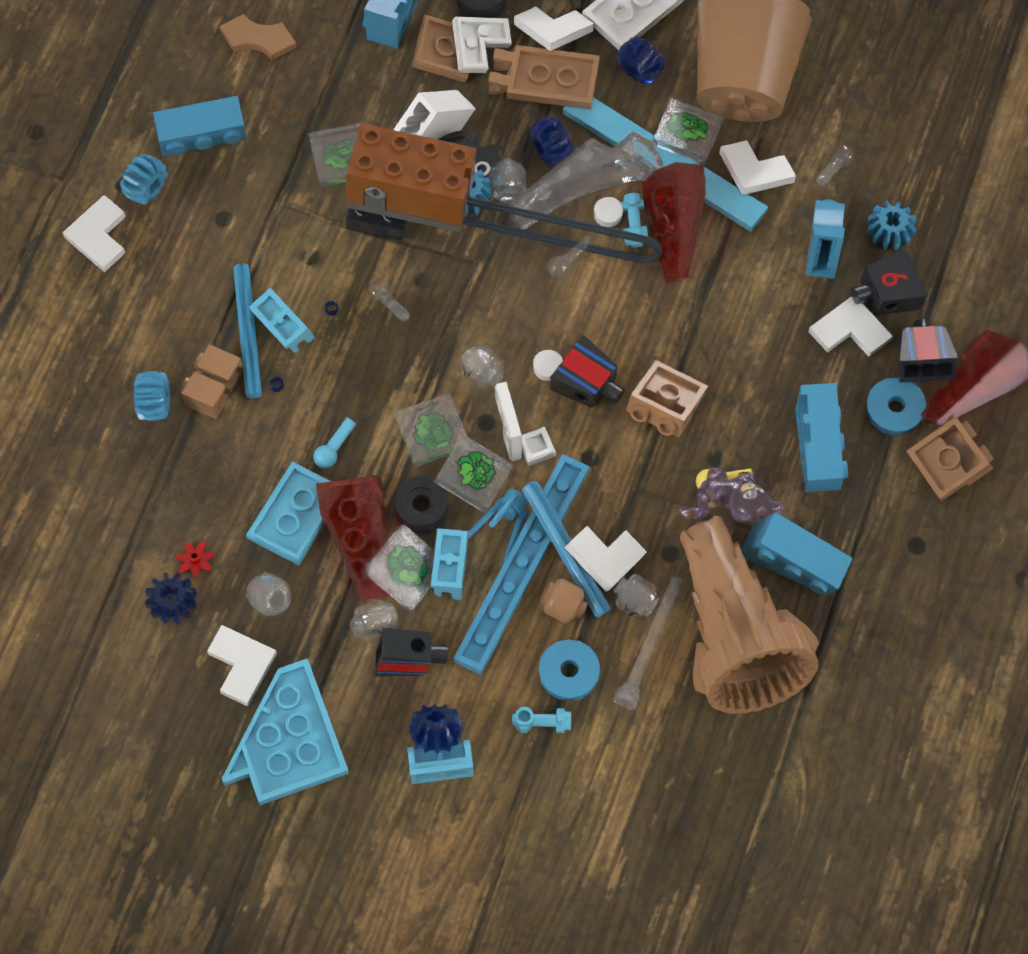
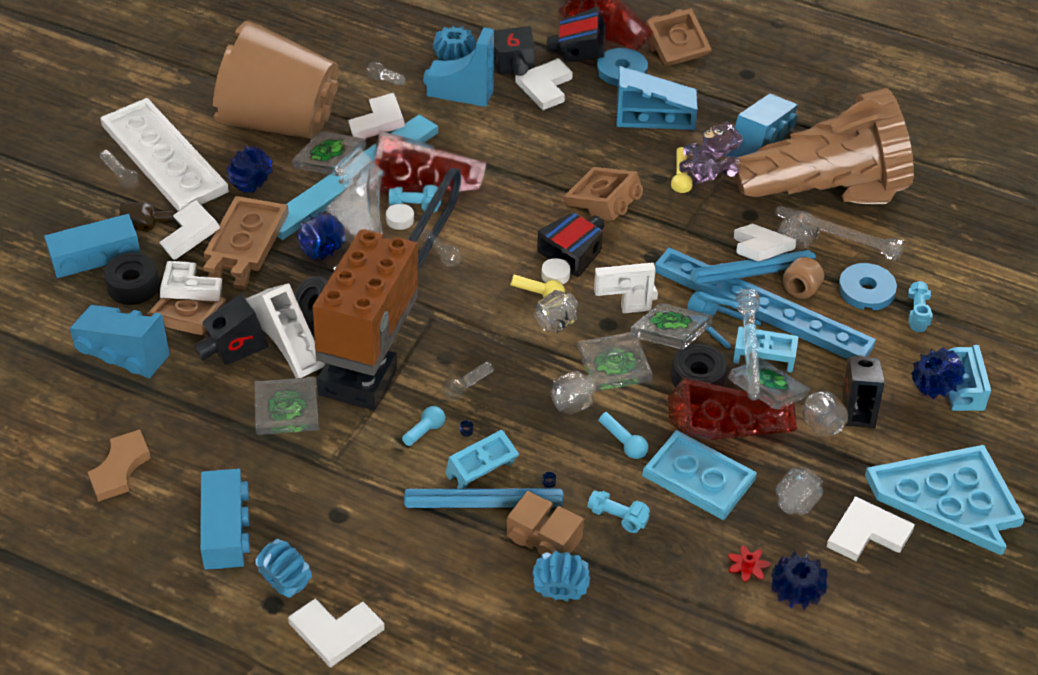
camera: 85 degrees left, 20 degrees down
(236, 457) = (633, 517): none -> medium azure bar
(341, 278) = (431, 418): none -> medium azure bar
(376, 391) = (573, 392): none -> clear head
(406, 81) = (232, 332): none -> black torso
(494, 538) = (748, 305): none -> clear piece
(523, 364) = (536, 286): none -> light yellow bar

